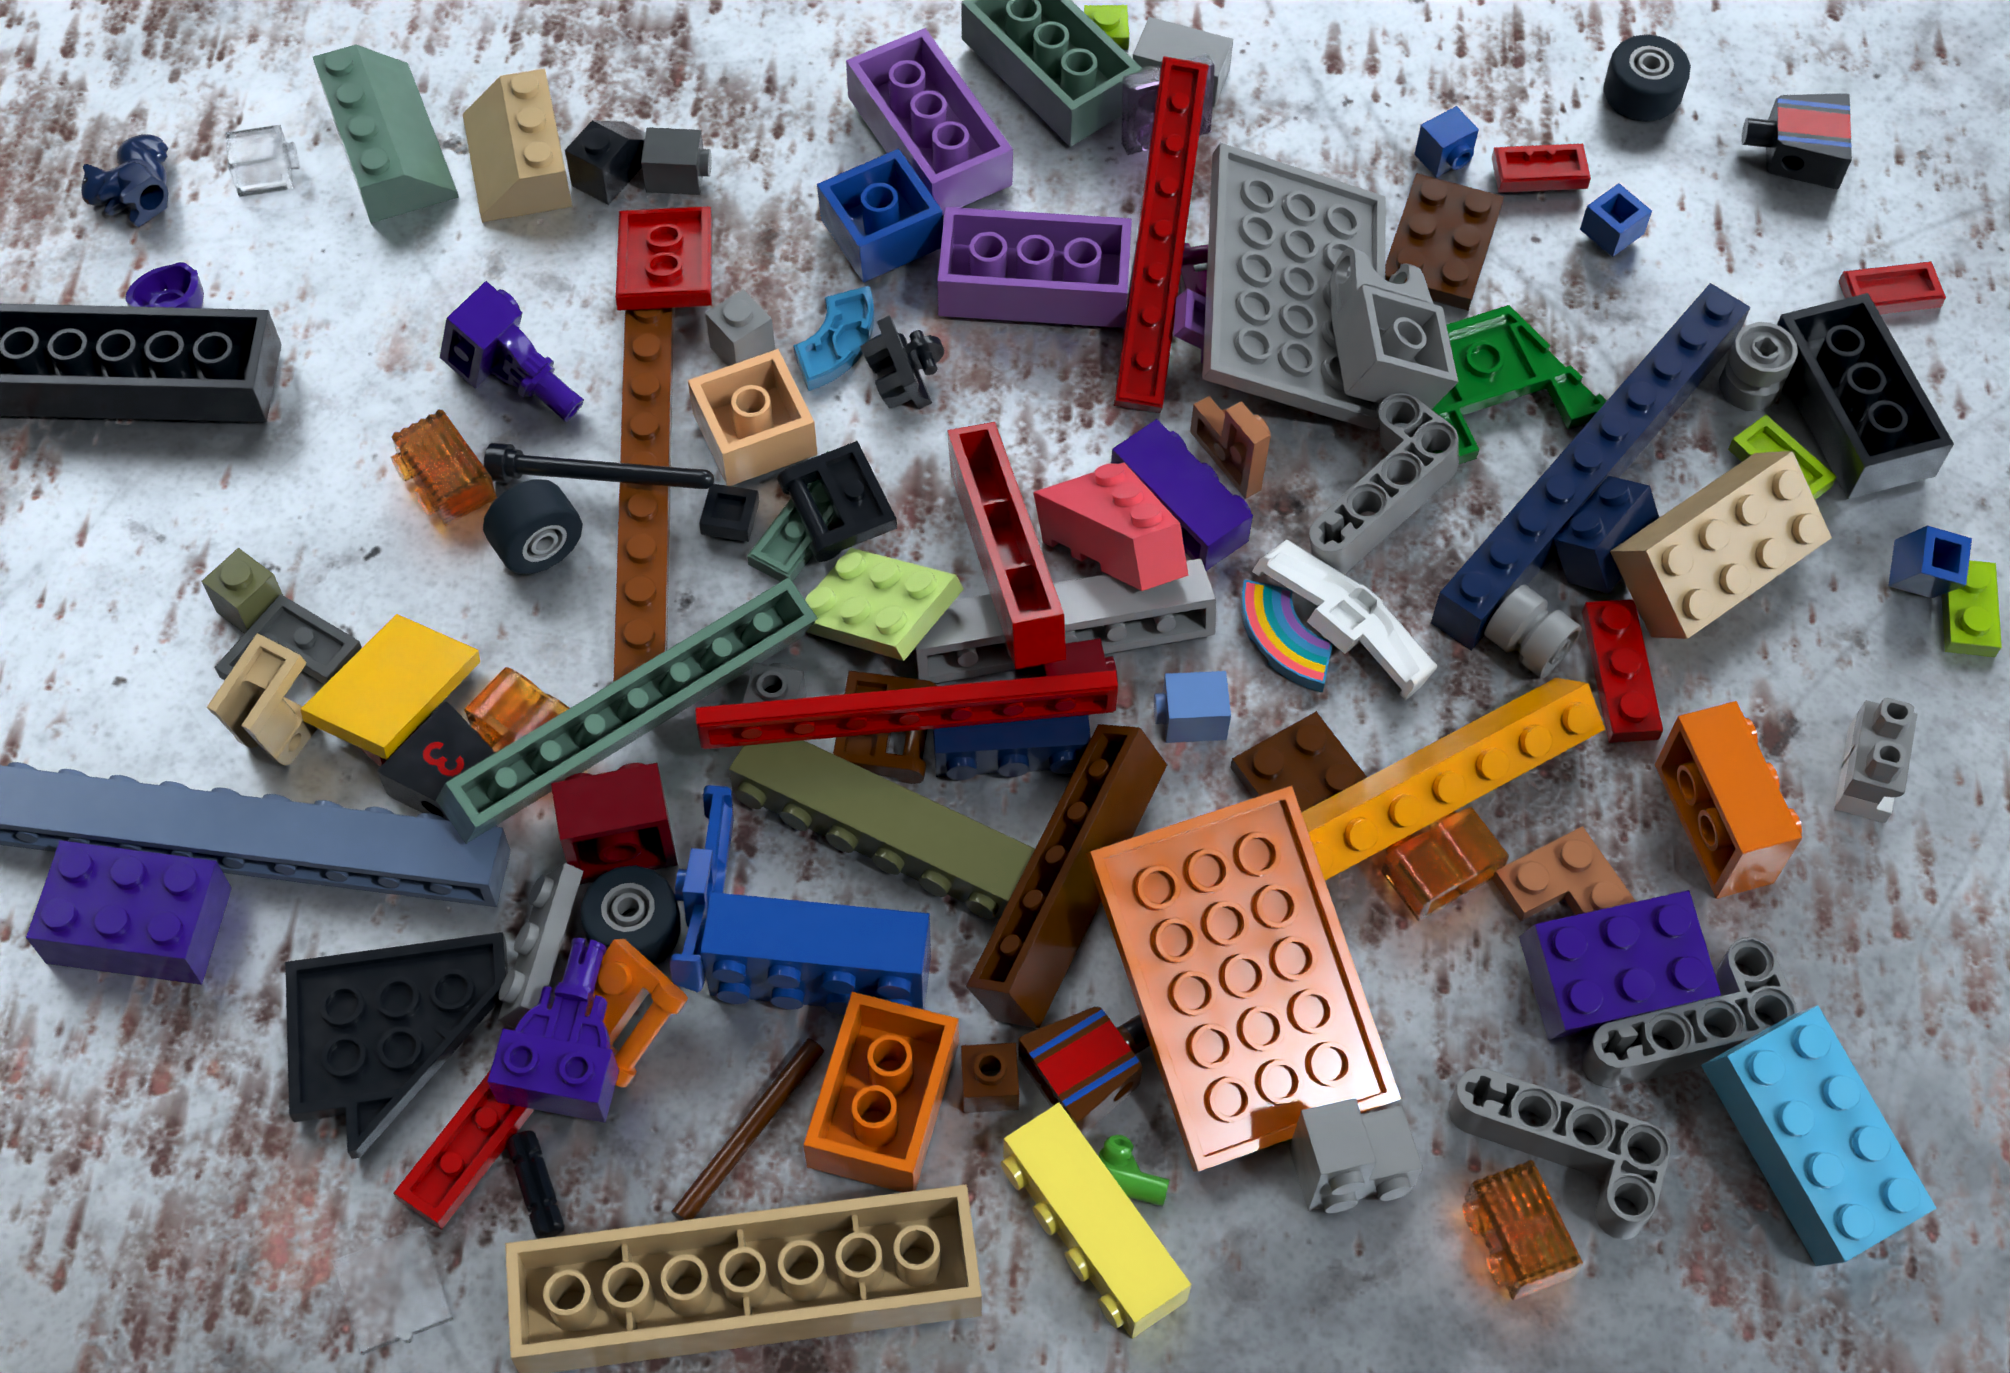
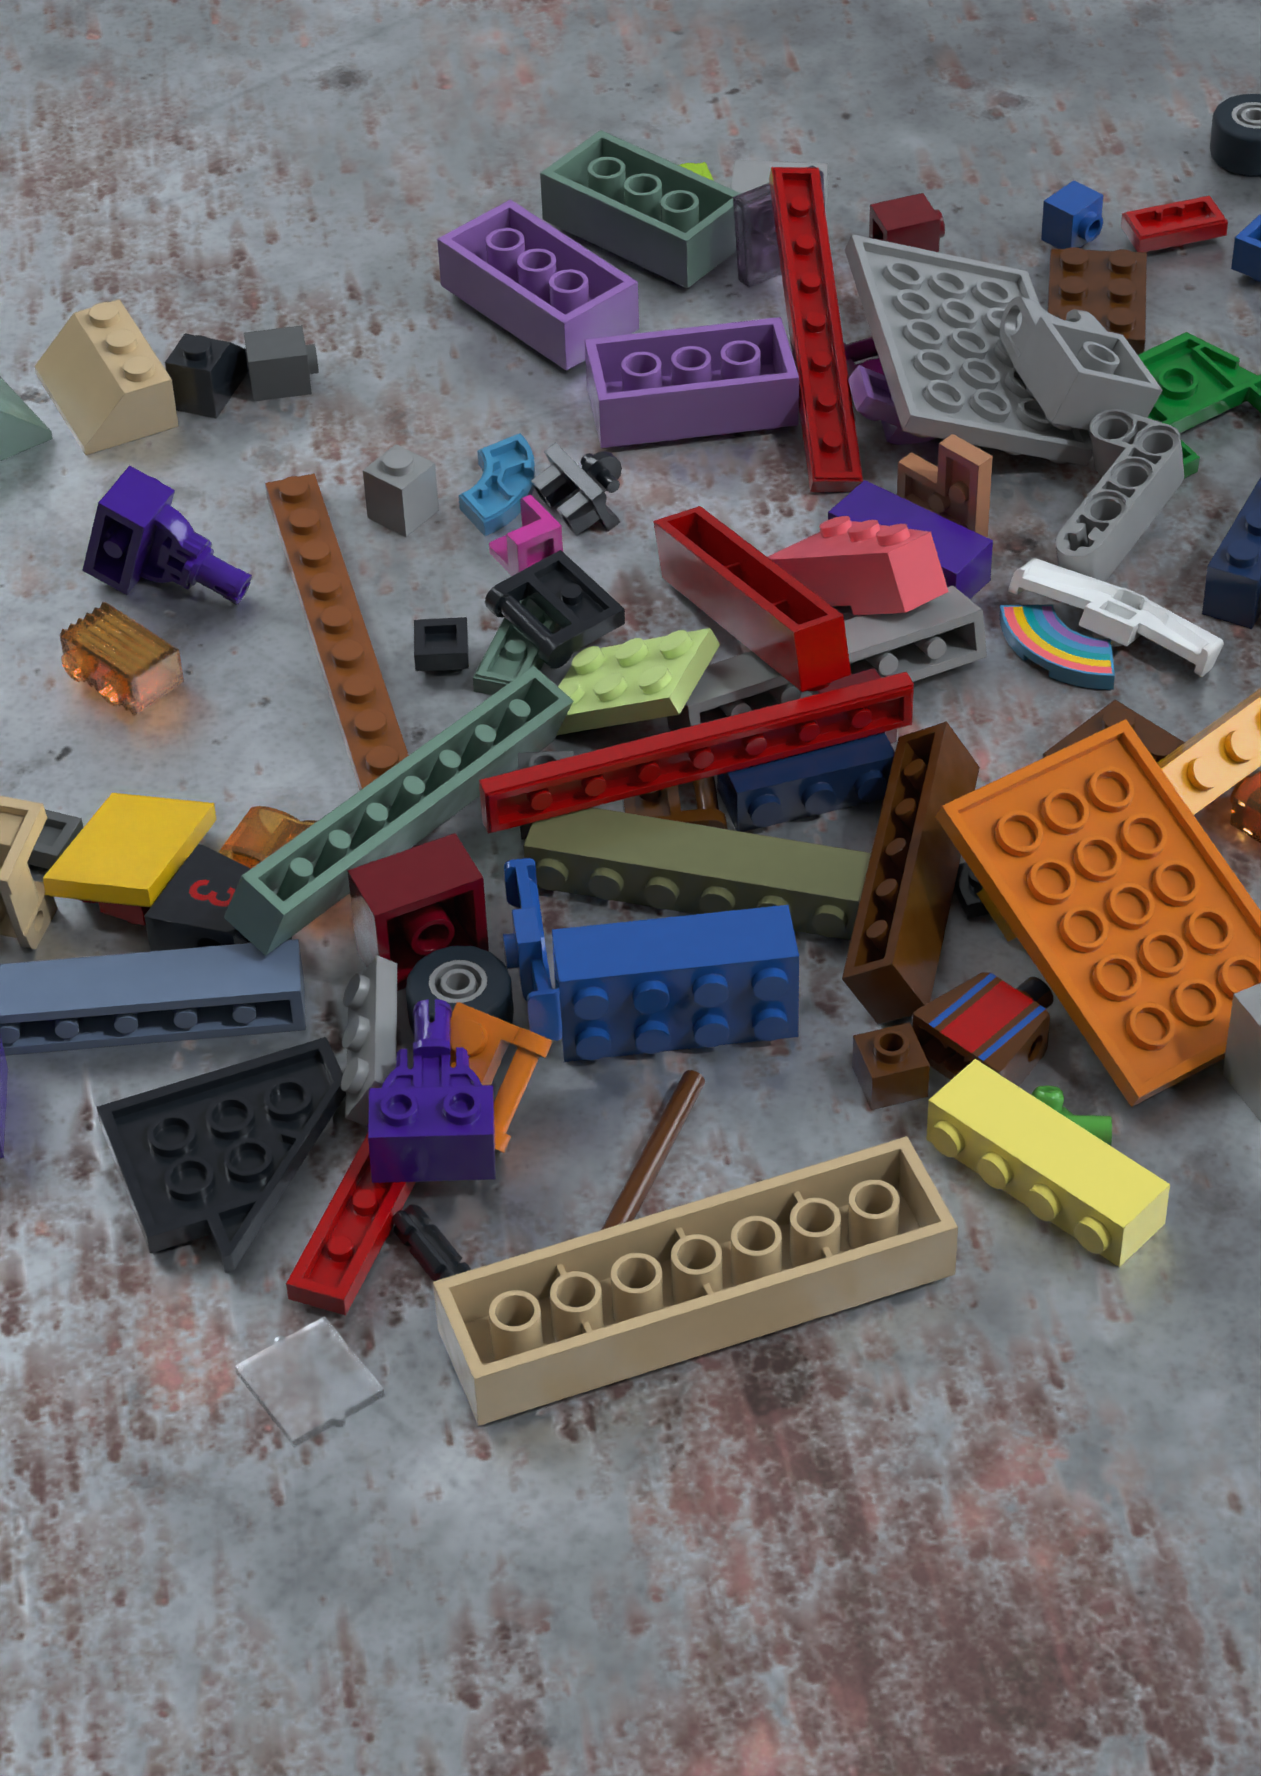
camera: 10 degrees left, 15 degrees down
(507, 463) = (194, 642): black piece -> none
(532, 526) = (239, 684): black wheel -> none
(664, 258) = (297, 443): red tile -> none
(753, 417) = (440, 553): light nougat brick -> none
(841, 416) = (532, 542): none -> dark pink panel
(880, 215) = (515, 366): blue brick -> none
(882, 1093) = (783, 1086): orange brick -> none
(1194, 706) = (990, 715): medium blue brick -> none
(1287, 125) = (907, 222): none -> dark red brick

